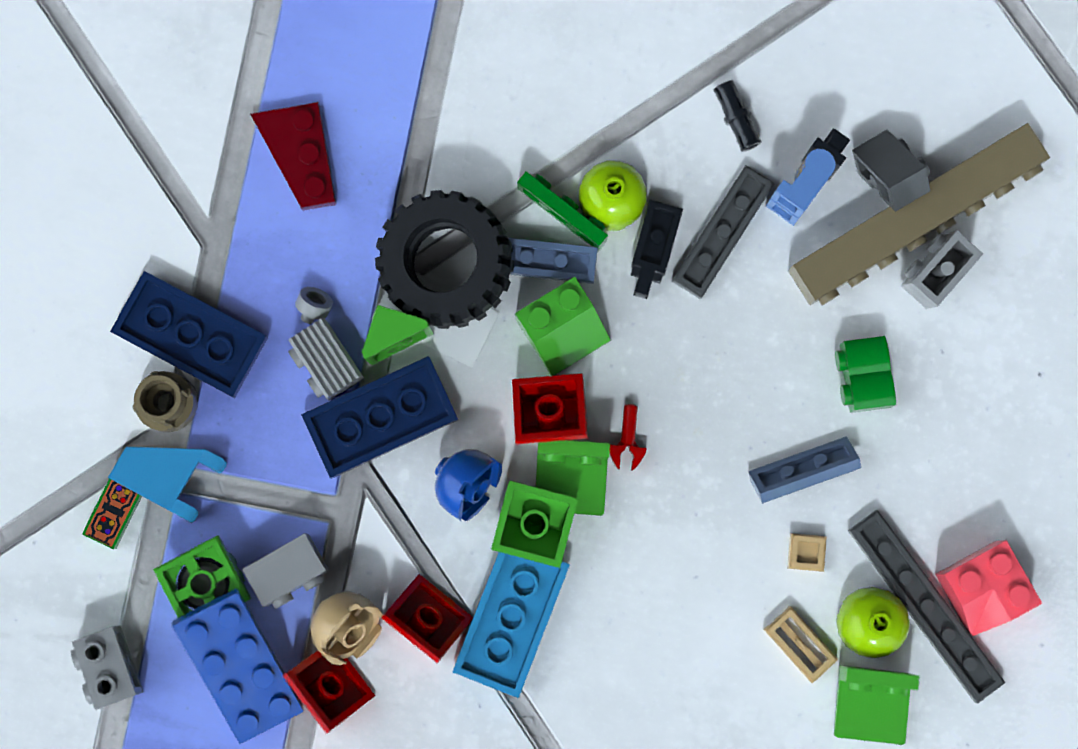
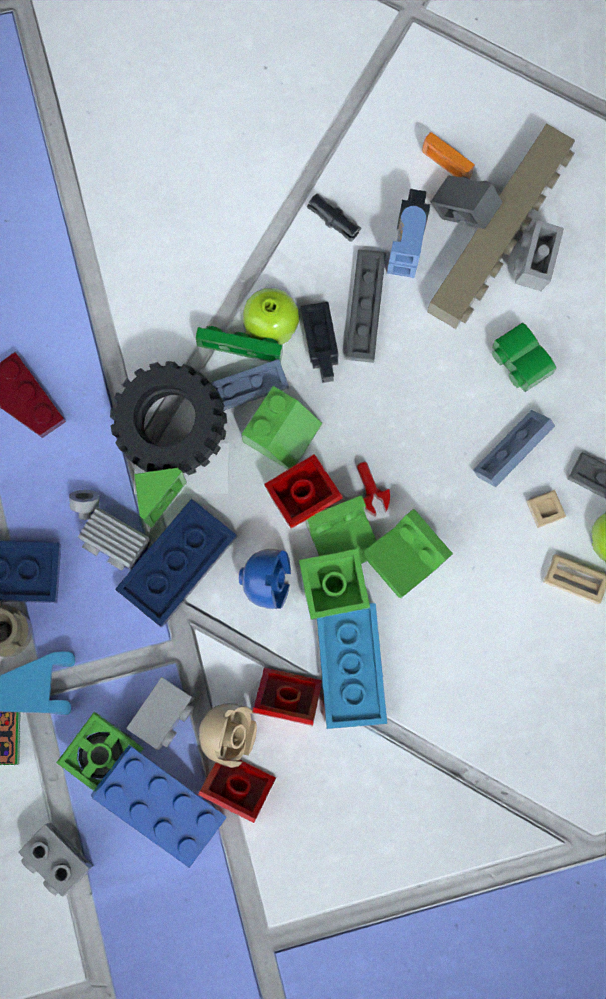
camera: 25 degrees left, 5 degrees down
(628, 529) = (407, 554): none -> bright green bracket
(897, 107) = (447, 157): none -> orange tile

